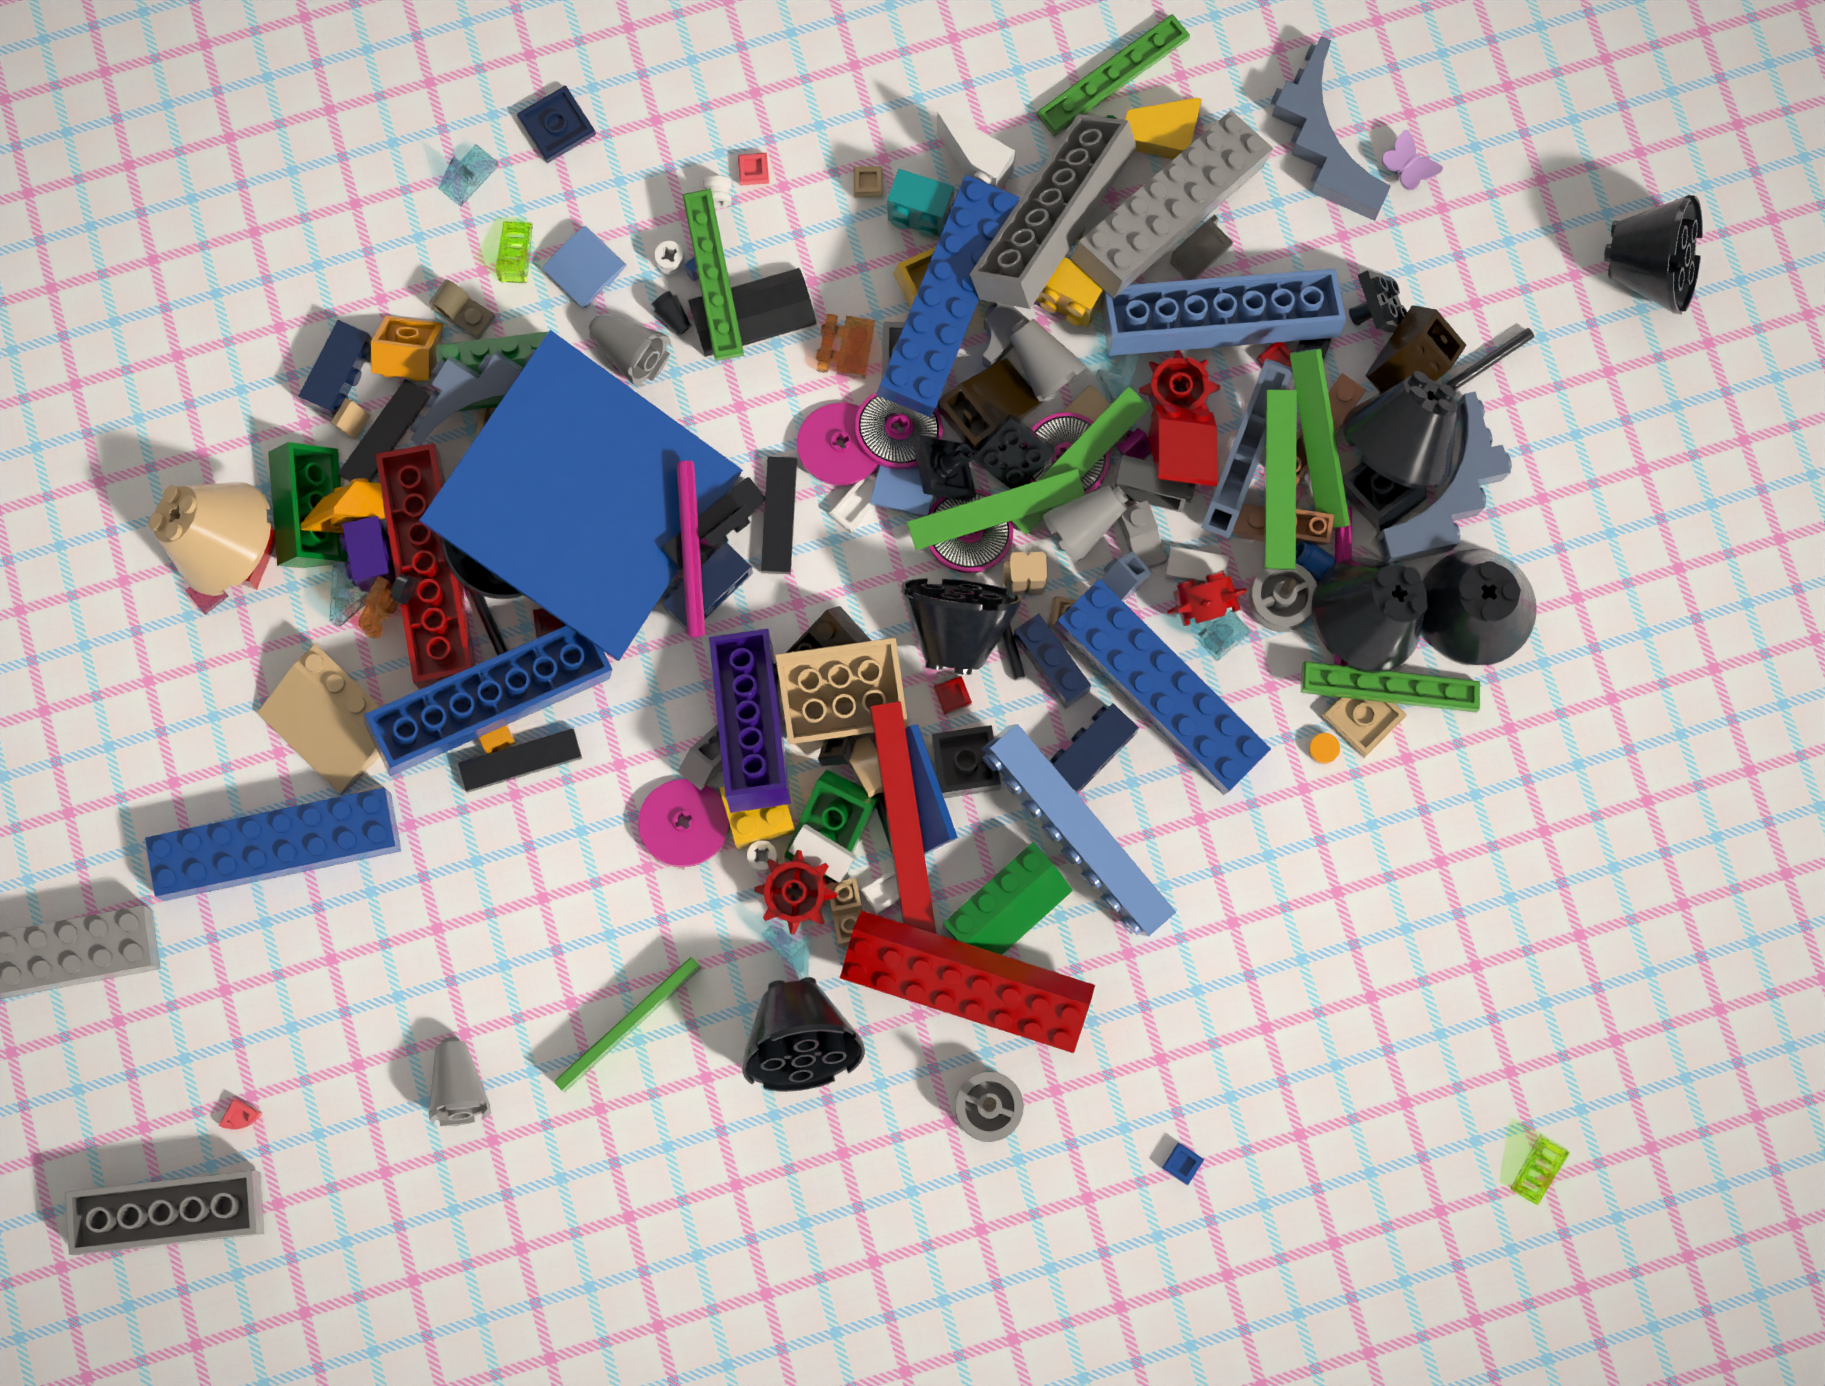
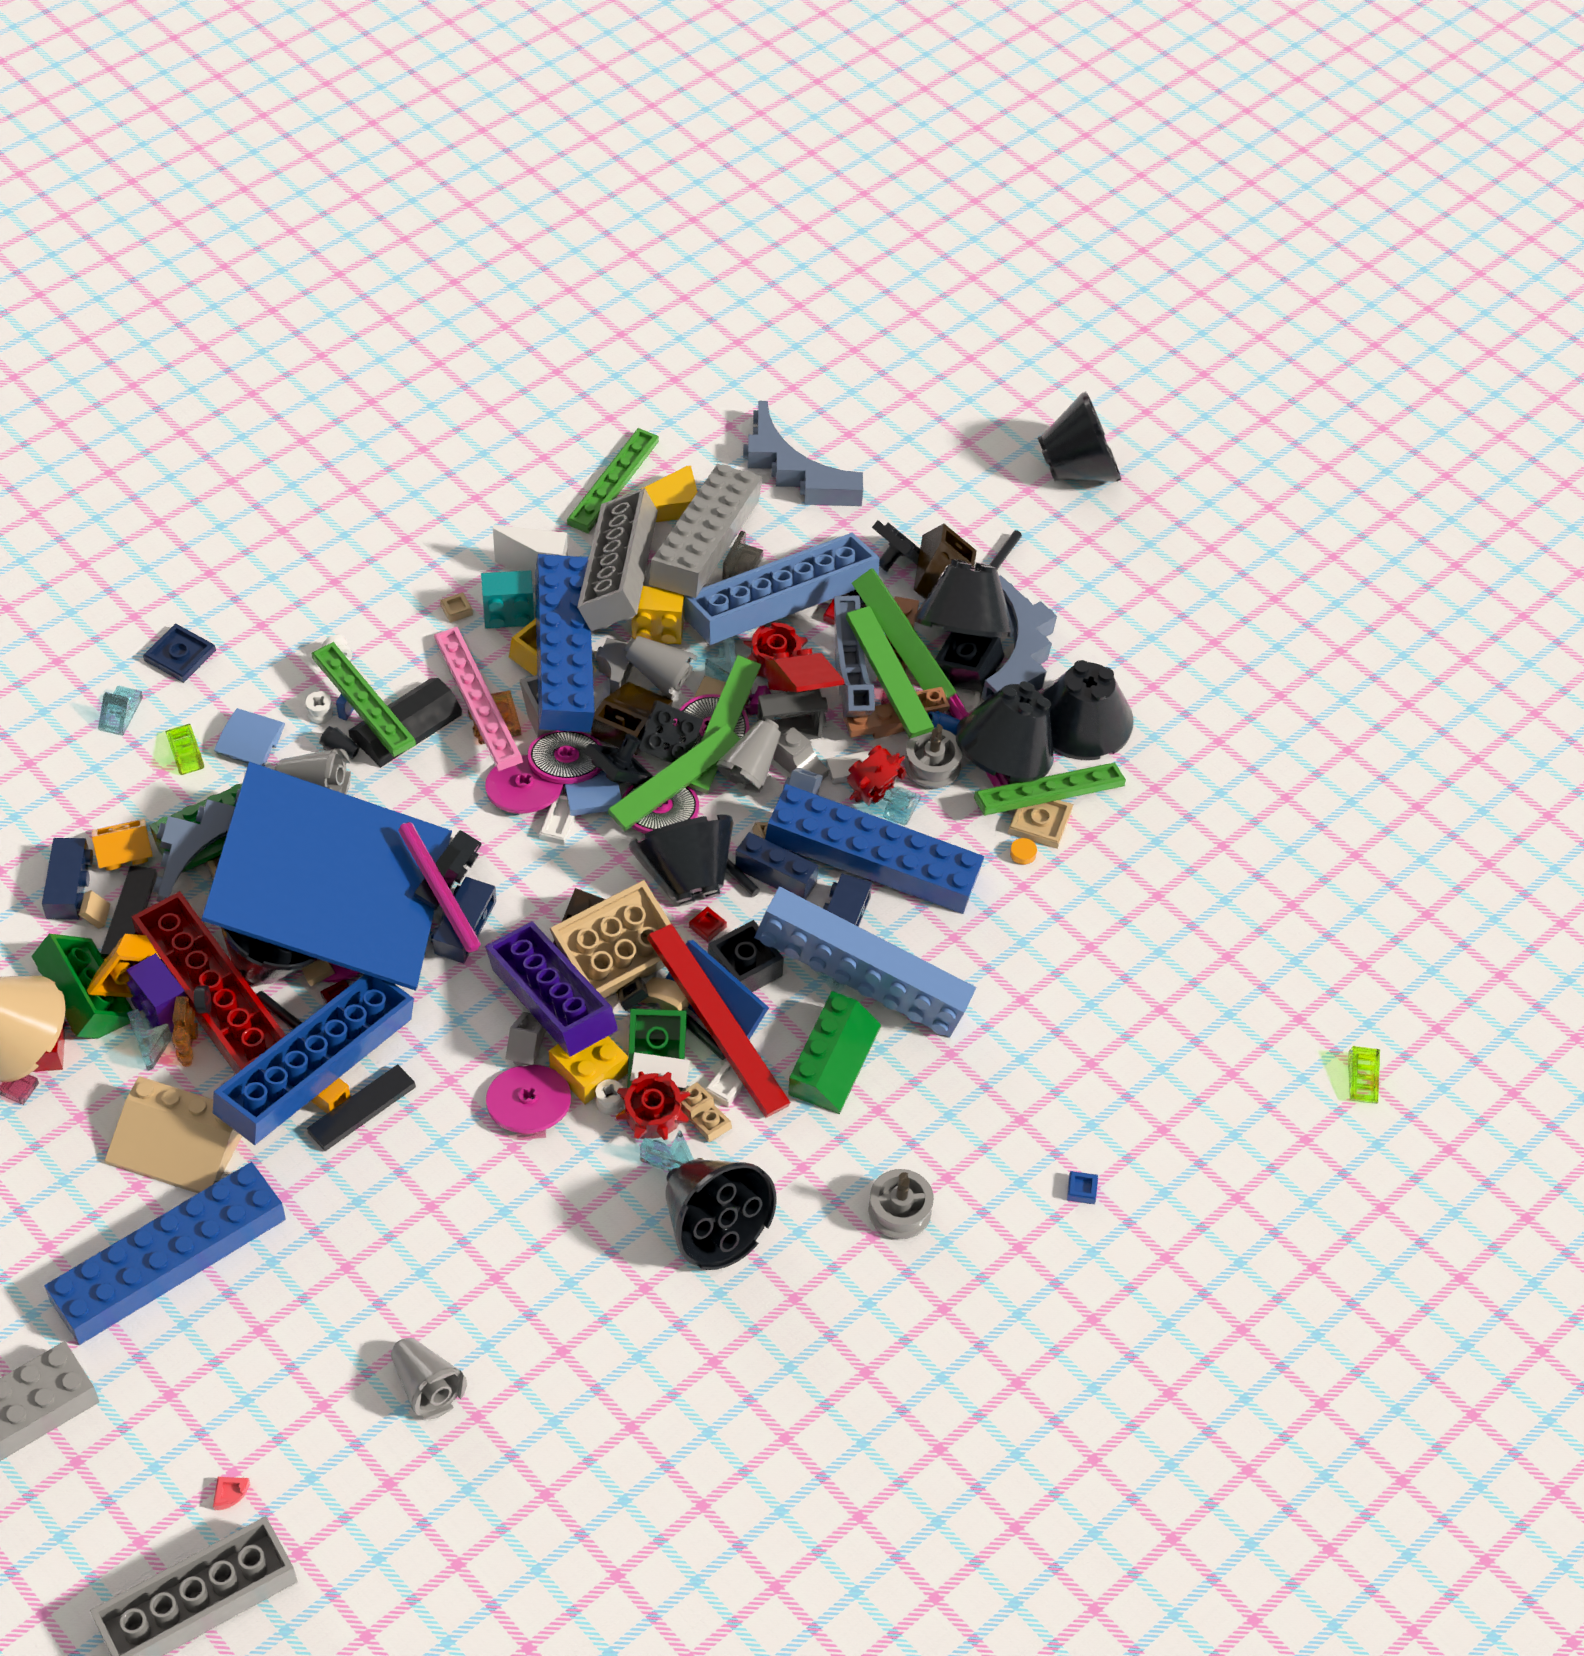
camera: 30 degrees left, 25 degrees down
(457, 307) = (149, 801): dark tan plate -> none
(627, 1024) = (555, 1269): bright green tile -> none
(753, 169) = (358, 629): coral tile -> none
(779, 515) = (498, 851): black tile -> none
(835, 319) = (478, 699): none -> bright pink tile
(967, 981) = (832, 1113): red brick -> none
(1025, 573) = (725, 801): tan brick -> none
(1408, 164) = (866, 460): lavender animal -> none

